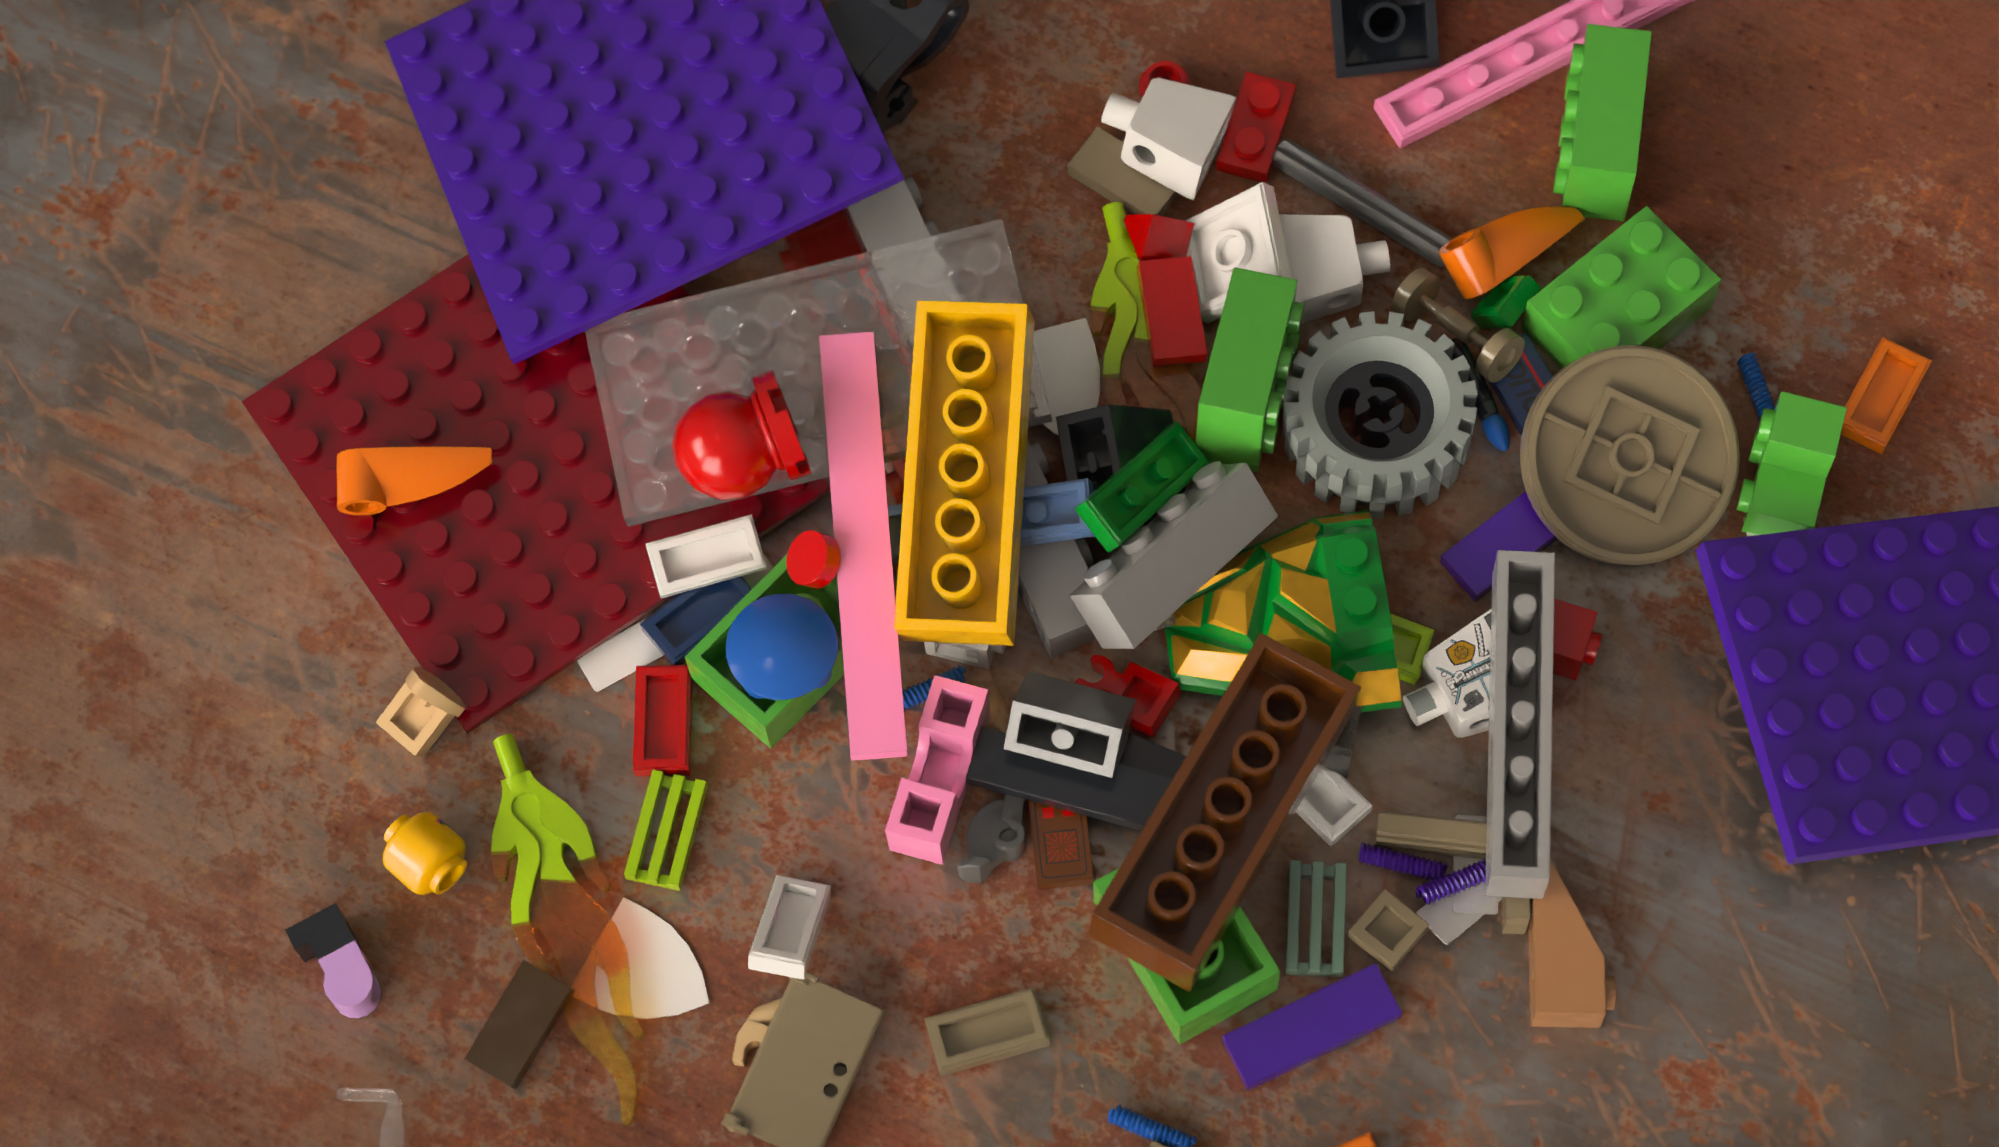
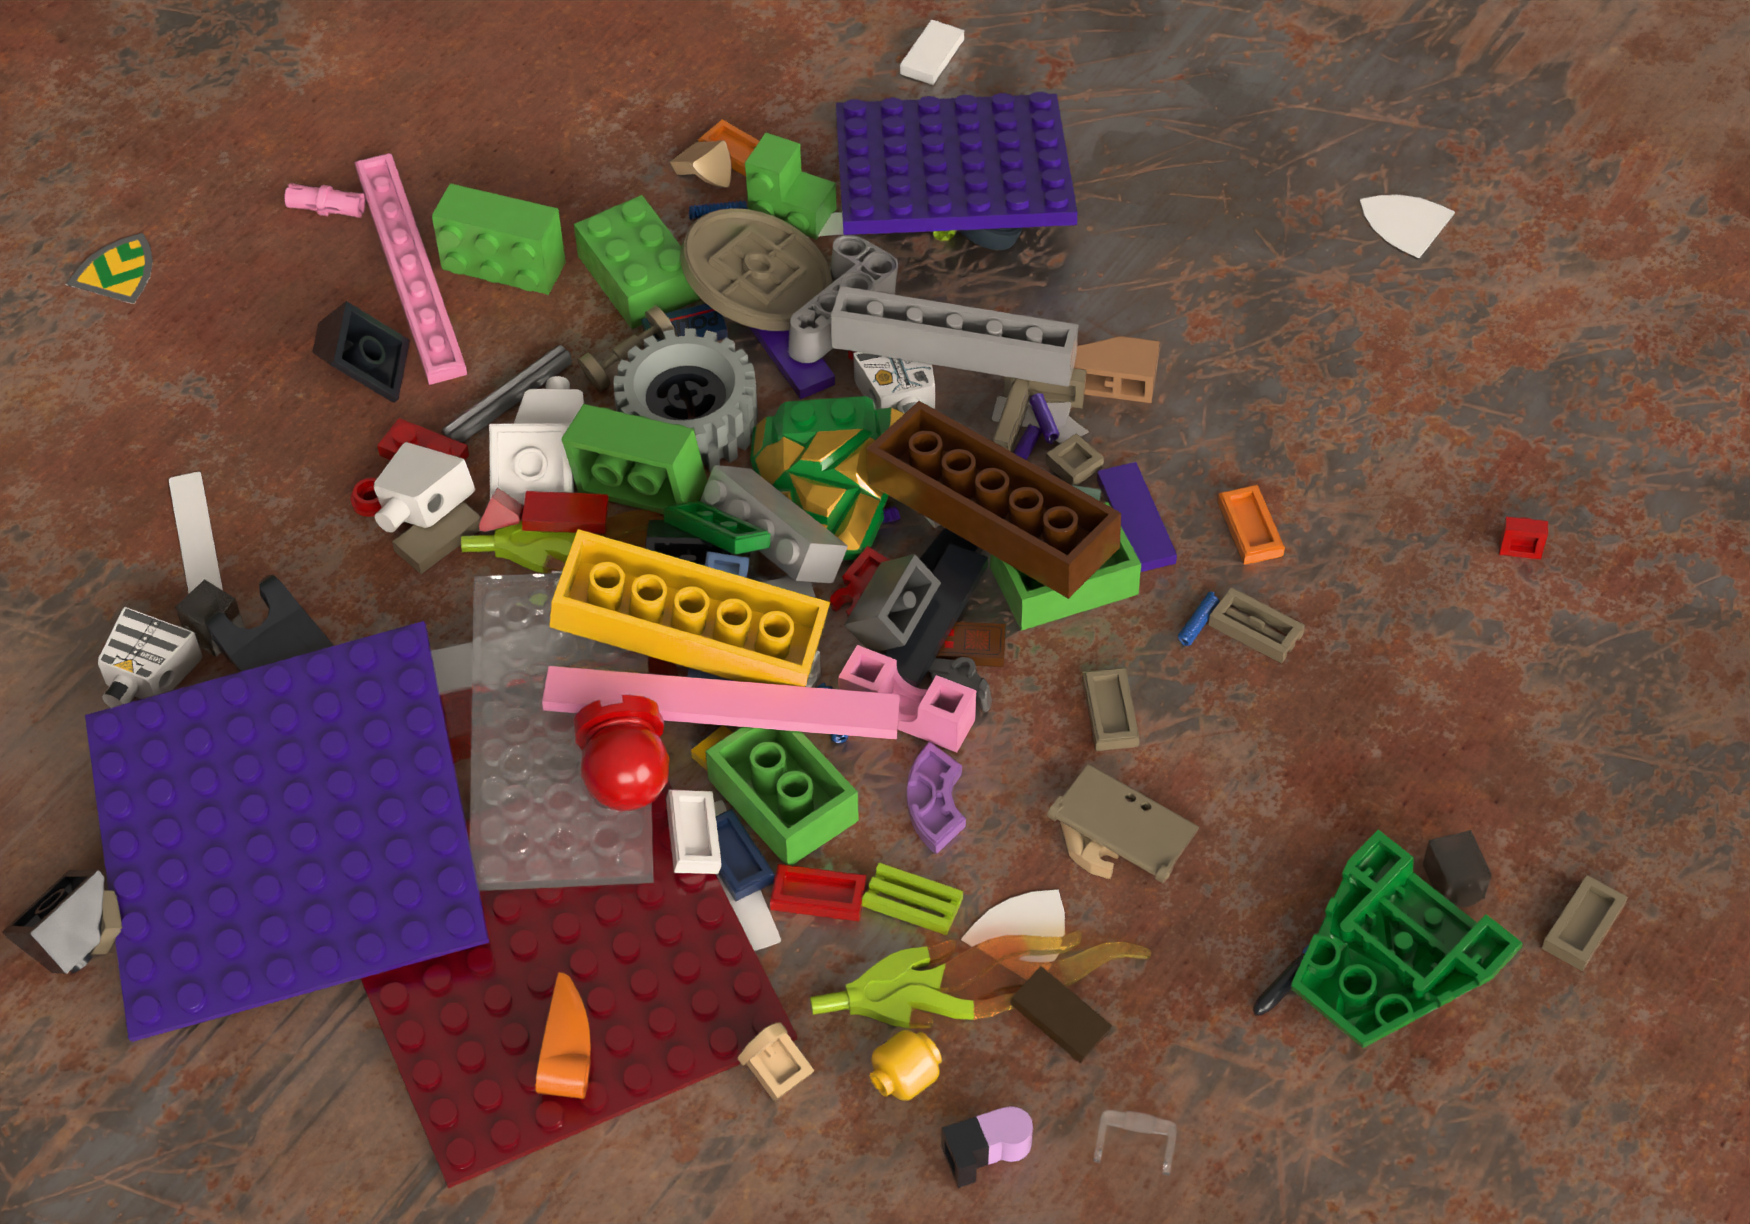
camera: 85 degrees left, 15 degrees down
(782, 647) = (796, 766): blue dish -> none
(789, 927) = (1013, 813): white tile -> none
(813, 559) = (730, 731): tile -> none
(817, 830) = (931, 799): none -> medium lavender tile
(1503, 246) = (579, 323): orange piece -> none
(1505, 302) = (614, 322): green tile -> none
(1597, 568) = (853, 265): none -> light grey beam
(1833, 353) = (706, 160): none -> tan tile

